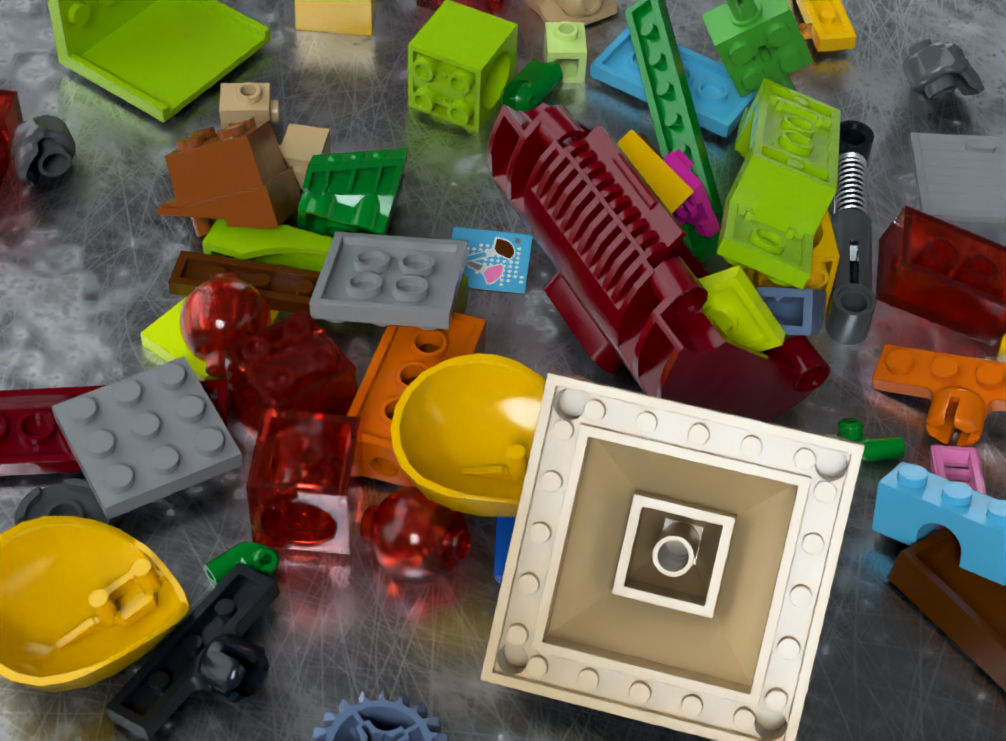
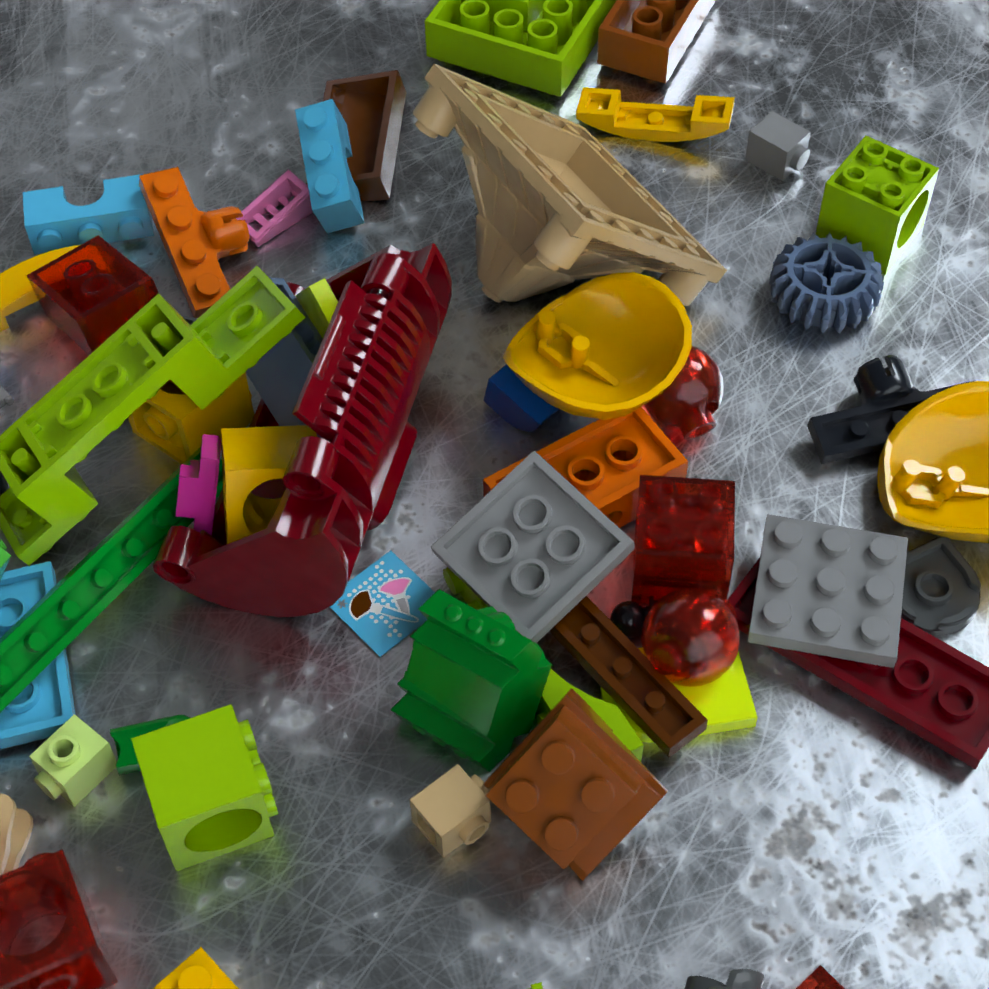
camera: 135 degrees left, 5 degrees up
(247, 101) = (453, 918): tan brick -> none
(250, 554) = (812, 470): green arm -> none
(305, 481) = (744, 439): clear red brick -> none
(875, 448) = (298, 266): green arm -> none

